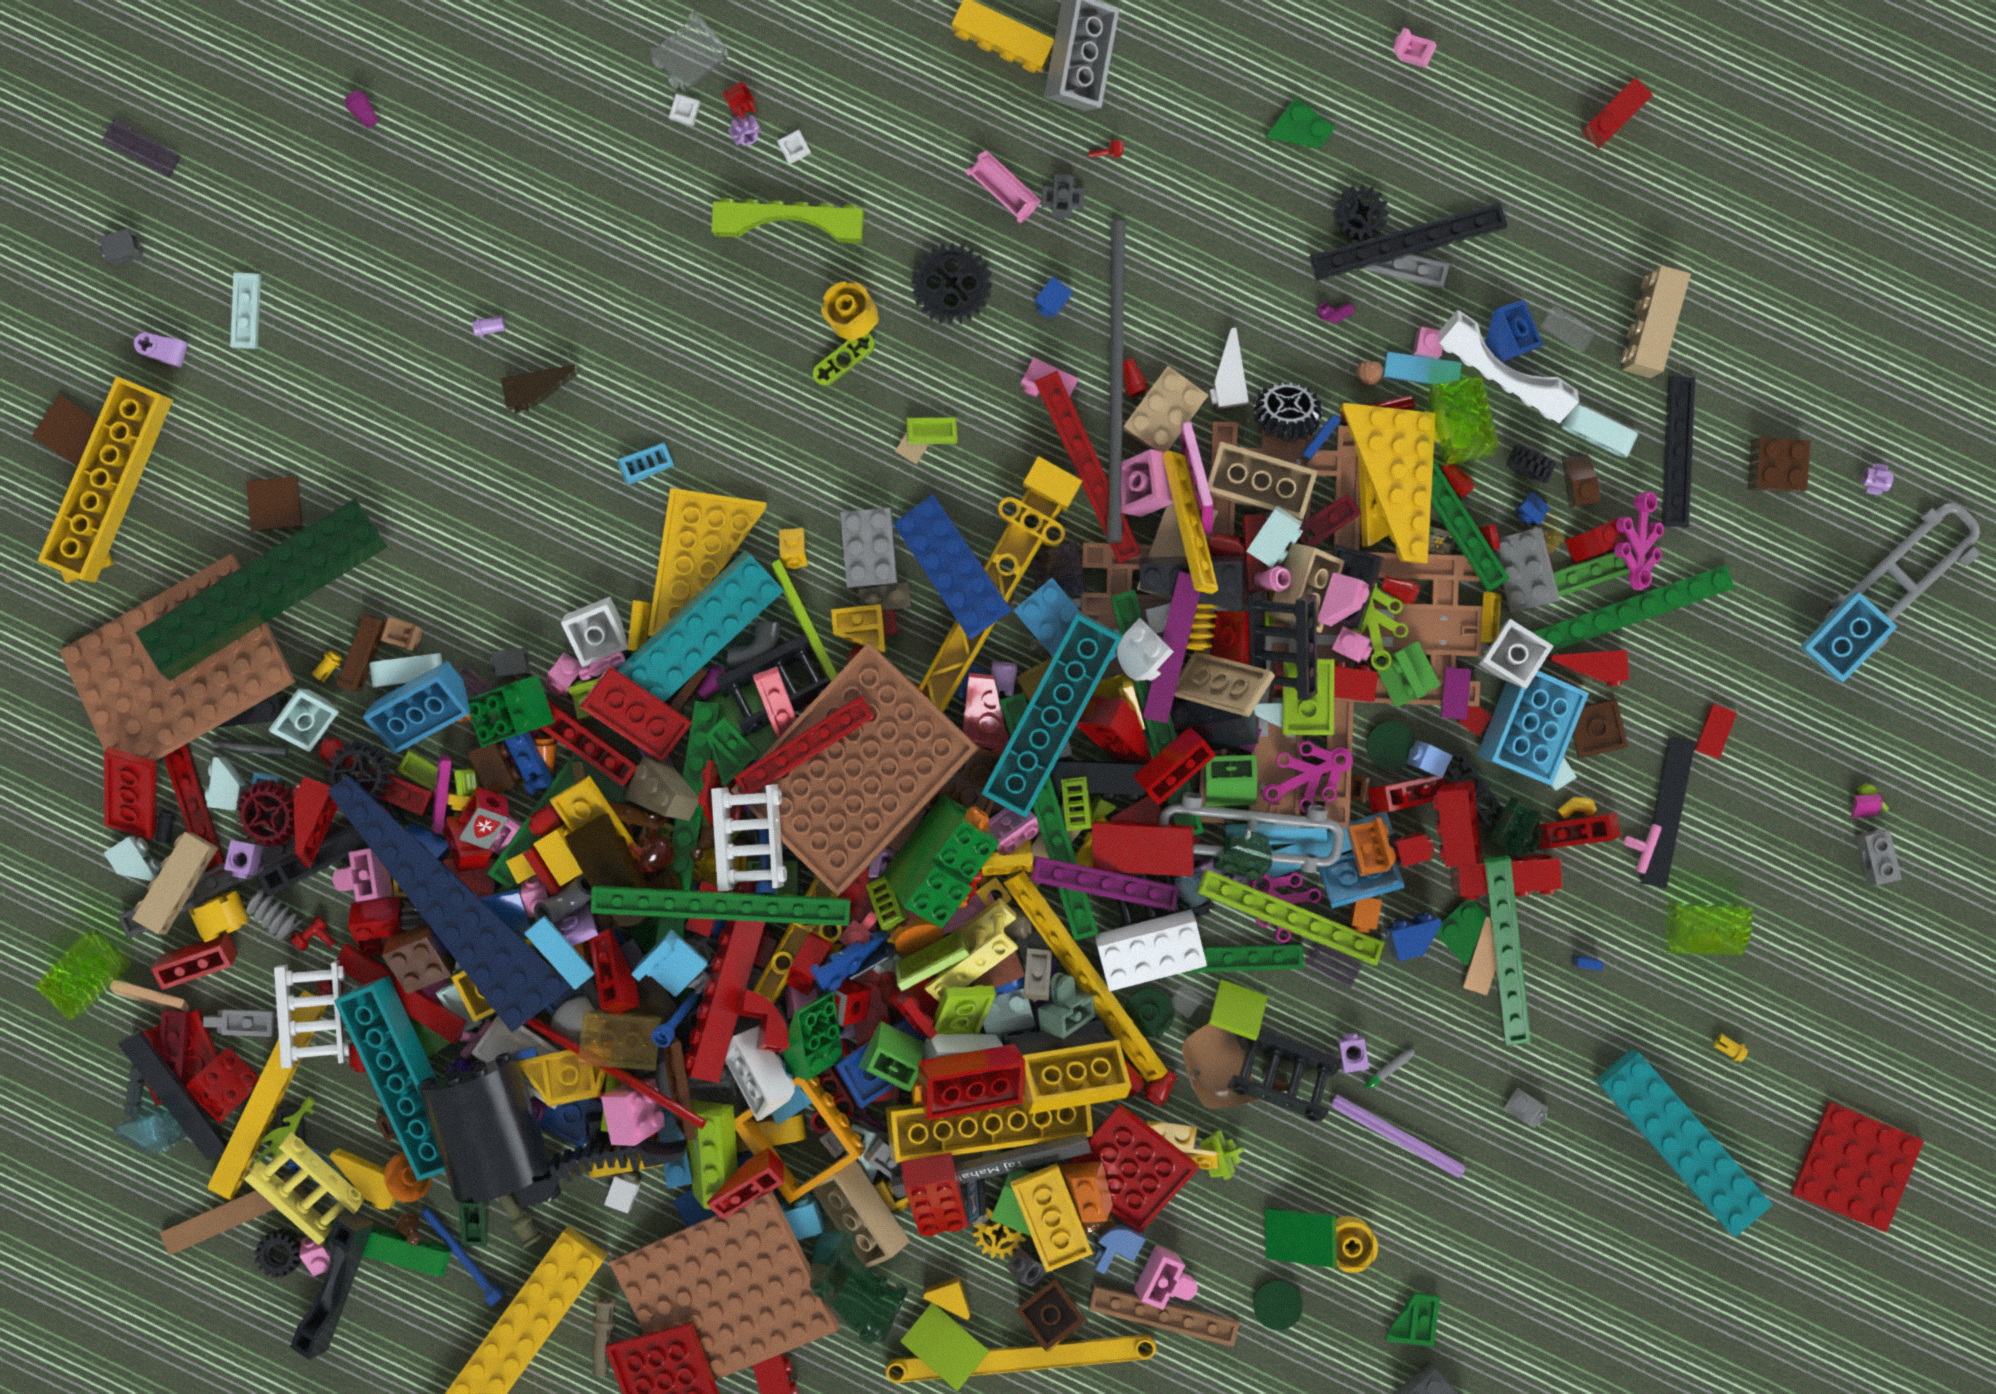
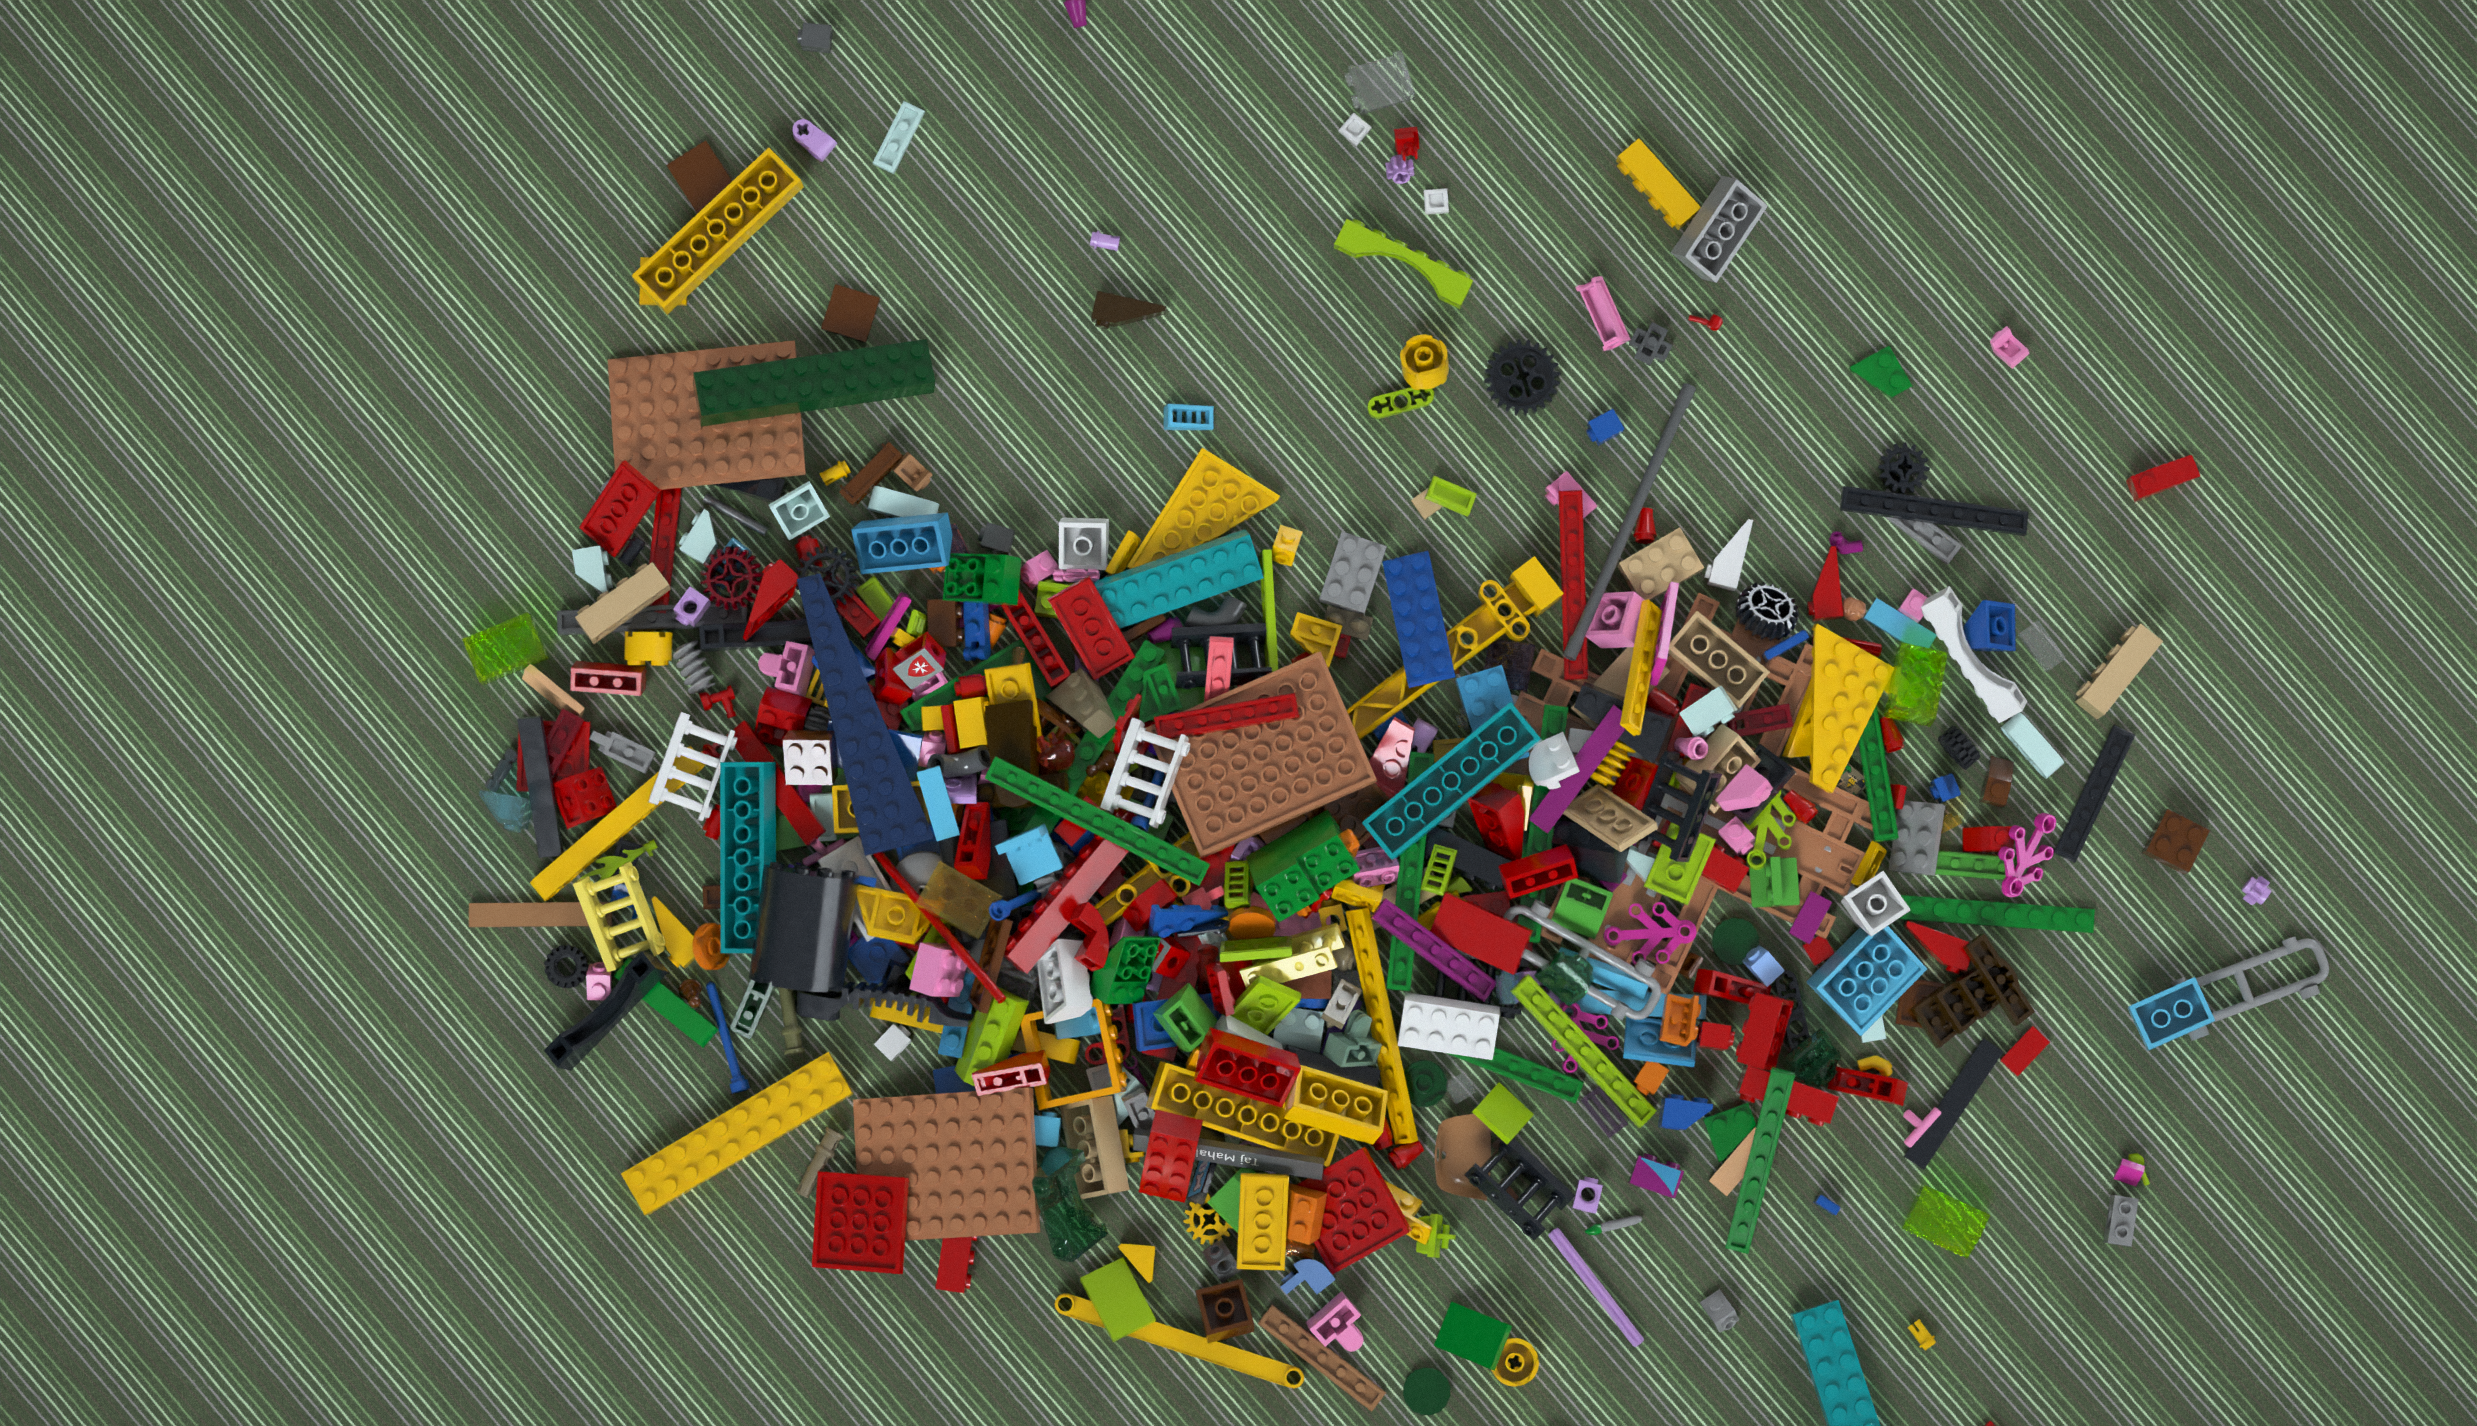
camera: 15 degrees right, 5 degrees down
(1337, 368) = (1826, 595): none -> red slope
(1411, 1005) = (1656, 1176): none -> magenta brick
(1645, 700) = (1973, 995): none -> dark brown slope

